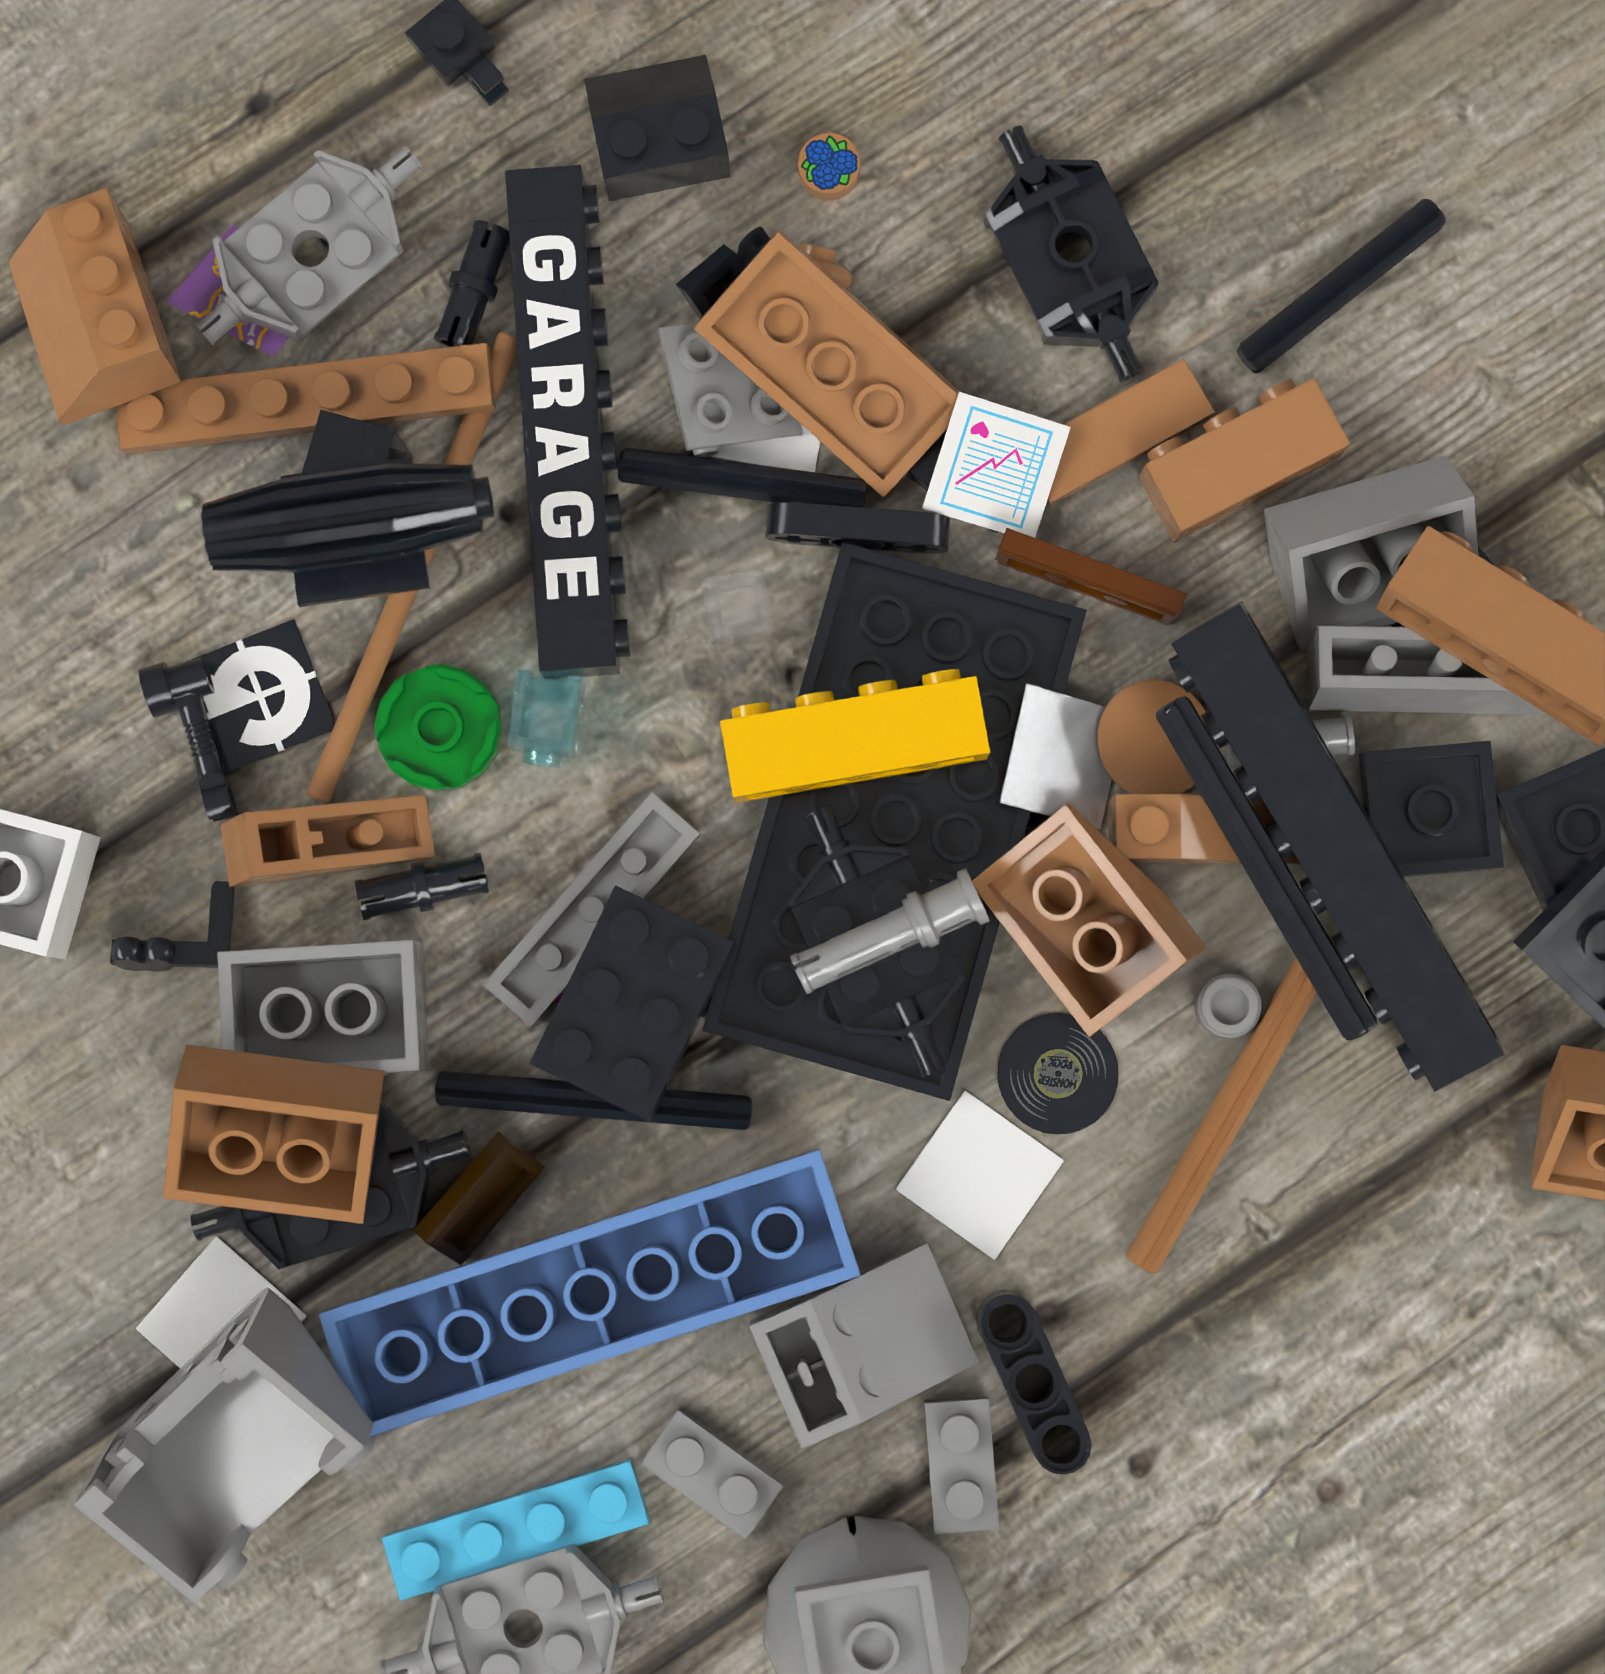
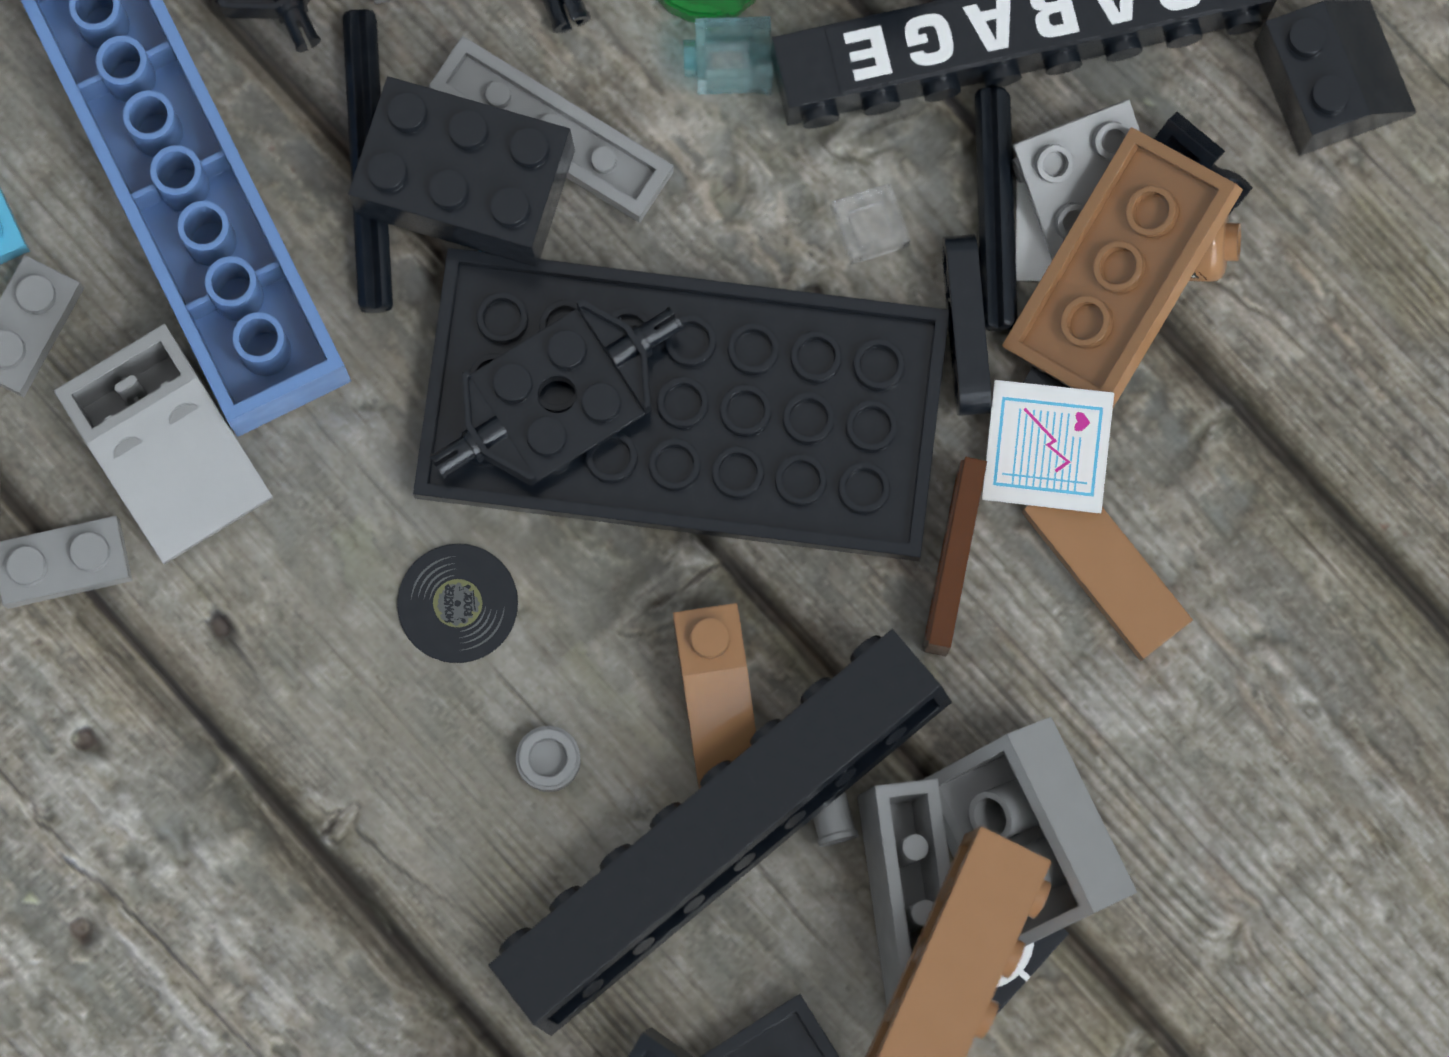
camera: 75 degrees right, 5 degrees down
(479, 1198) = (257, 65): dark brown tile -> none
(828, 166) = (1325, 246): tile -> none
(855, 737) = (752, 342): yellow brick -> none
(919, 920) = (579, 424): light grey pin -> none
(979, 1175) = (347, 541): white sticker -> none
(1052, 1407) = (118, 615): black beam -> none
(1057, 757) = (770, 555): clear sticker -> none
(1081, 300) = (1251, 535): black plate -> none
(1087, 918) = (607, 596): medium nougat slope -> none
(1134, 743) = (798, 642): medium nougat sticker -> none
(1223, 1120) = (450, 775): medium nougat axle -> none
(1242, 457) = (1100, 690): medium nougat brick -> none
(1266, 868) = (686, 764): black axle -> none
(1341, 285) = (1297, 770): black axle -> none
(1435, 807) = (777, 934): black plate -> none

